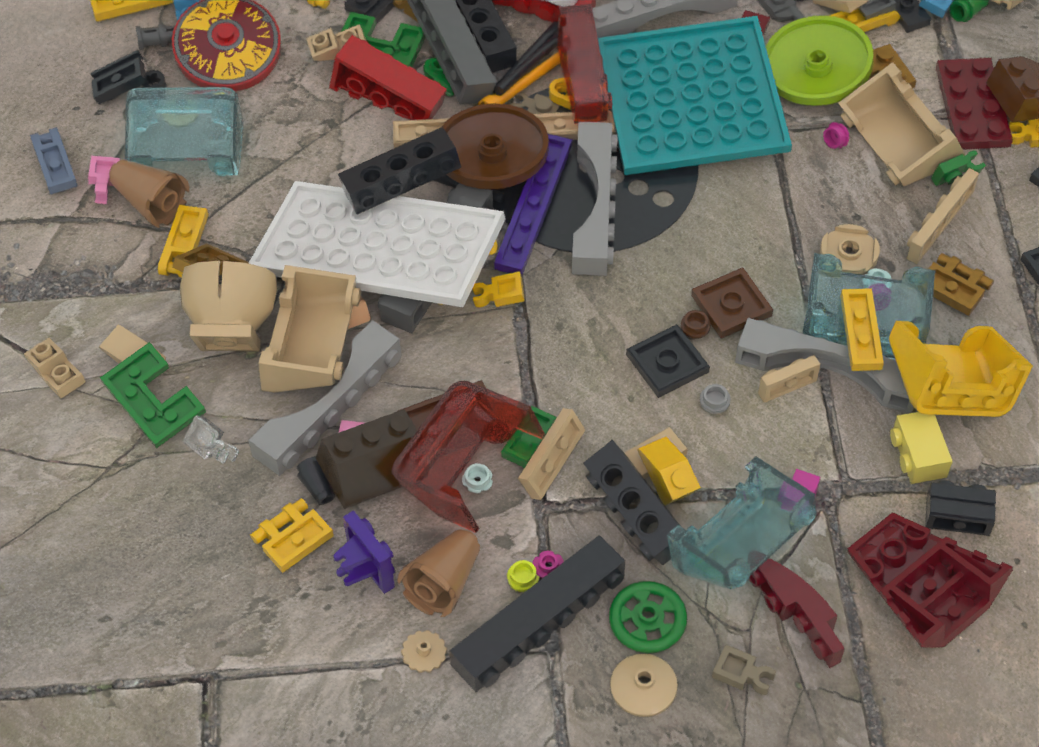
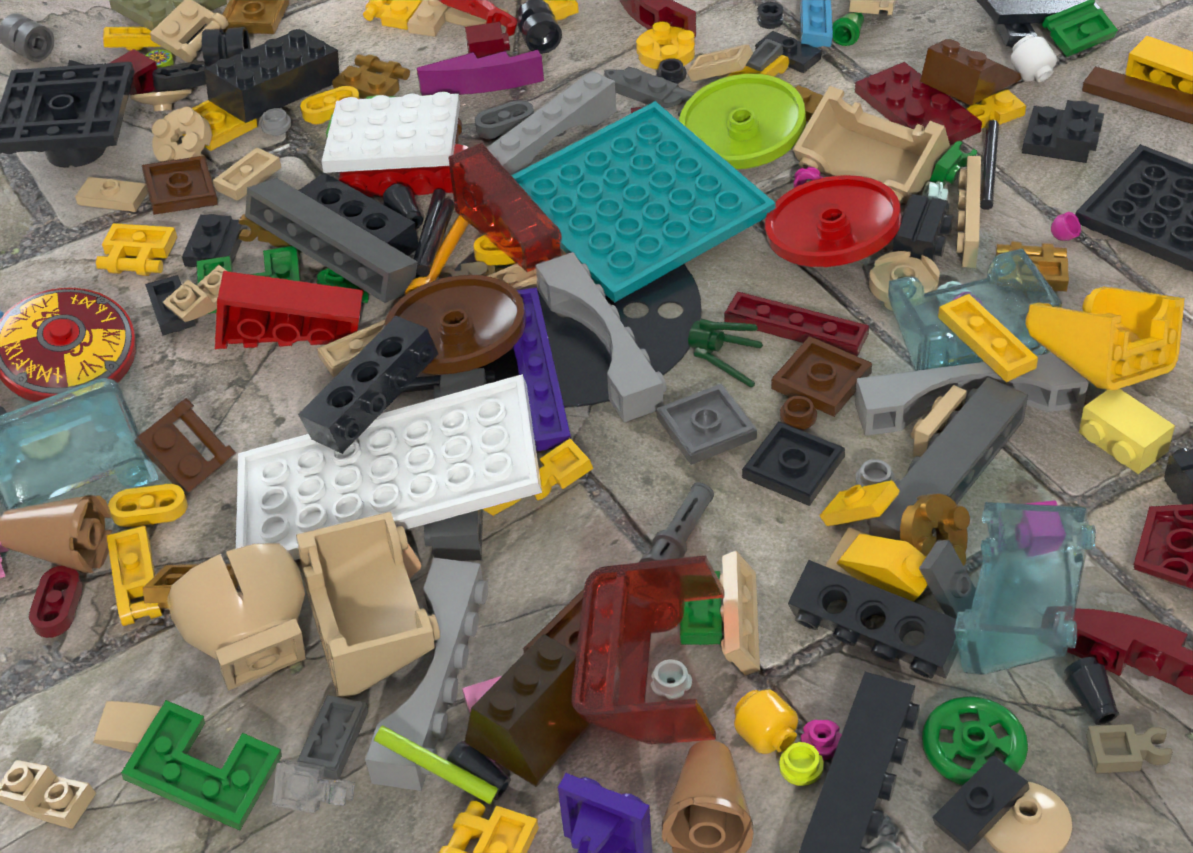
camera: 25 degrees left, 10 degrees down
(124, 238) = (53, 608): none -> dark red plate
(221, 193) = (148, 505): none -> yellow plate
(244, 413) = (334, 735): none -> dark grey plate
(253, 164) = (175, 453): none -> reddish brown plate
(288, 464) = (436, 764): none -> lime bar
(311, 26) = (167, 320): none -> black plate
(518, 536) = (765, 721): none -> yellow head
(522, 26) = (402, 200): none -> black cone
(540, 381) = (672, 541): none -> dark grey pin
(618, 658) = (981, 803): none -> black plate
(625, 302) = (706, 423): none -> flat silver plate
(672, 236) = (707, 337): none -> dark green plant
(684, 414) = (859, 503): none -> yellow plate
(699, 497) = (948, 579): none -> dark grey plate
(730, 472) = (939, 513): none -> pearl gold plate
(746, 251) = (796, 322): none -> dark red tile
(750, 620) = (1092, 689): none -> black cone
(770, 415) = (957, 453): none -> dark grey brick
(826, 179) = (833, 221): none -> red dish
(892, 215) = (923, 227): none -> black brick
(925, 190) = (935, 190): none -> light aqua plate
(992, 180) = (989, 165): none -> black bar
(1008, 262) = (1066, 227): none -> dark pink hinge

